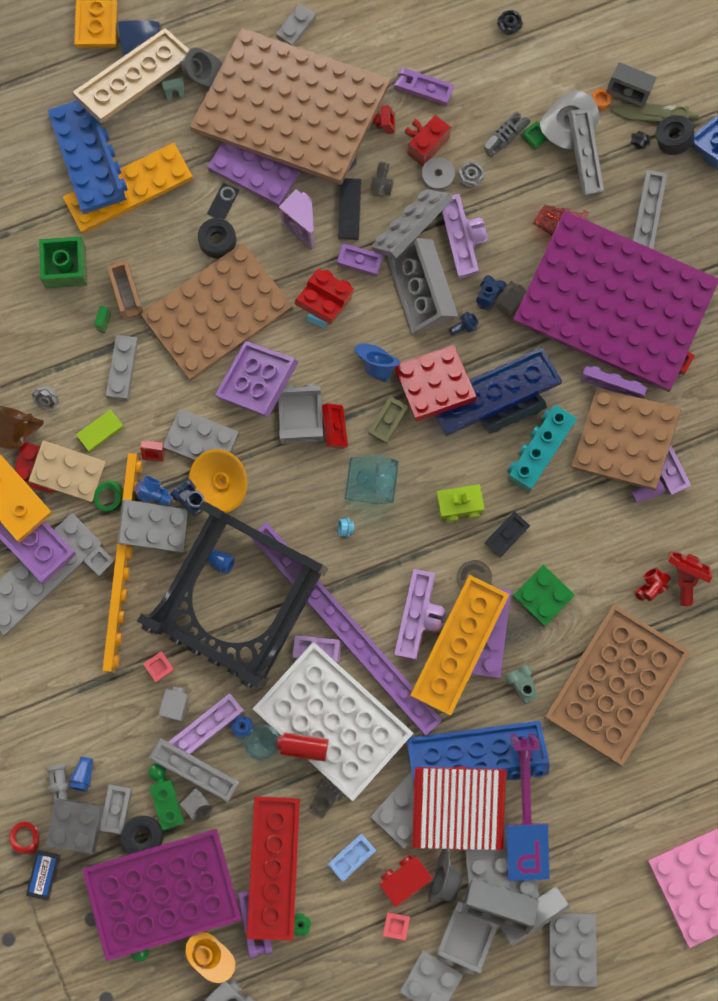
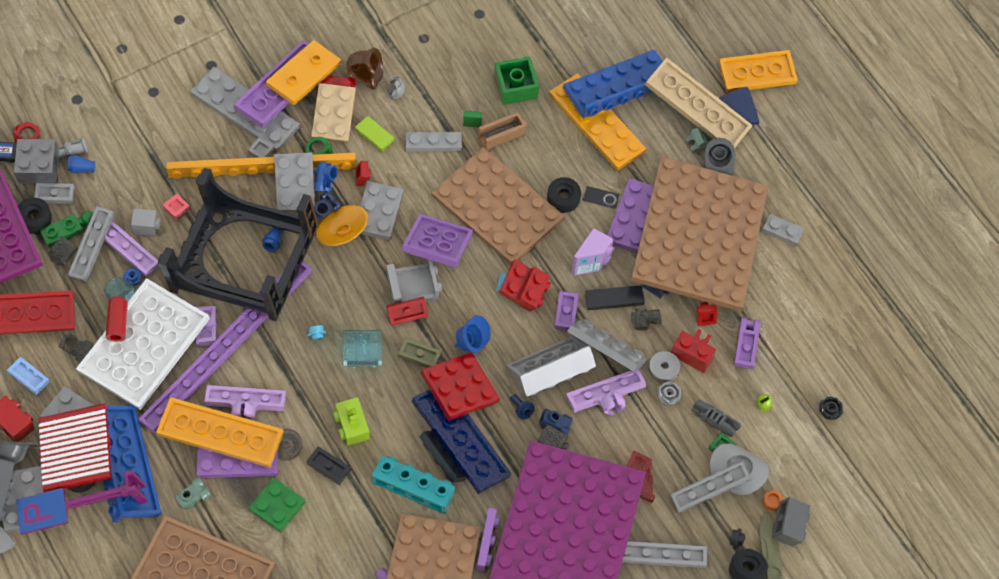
camera: 75 degrees right, 15 degrees down
(488, 86) = (766, 405): none -> lime hinge

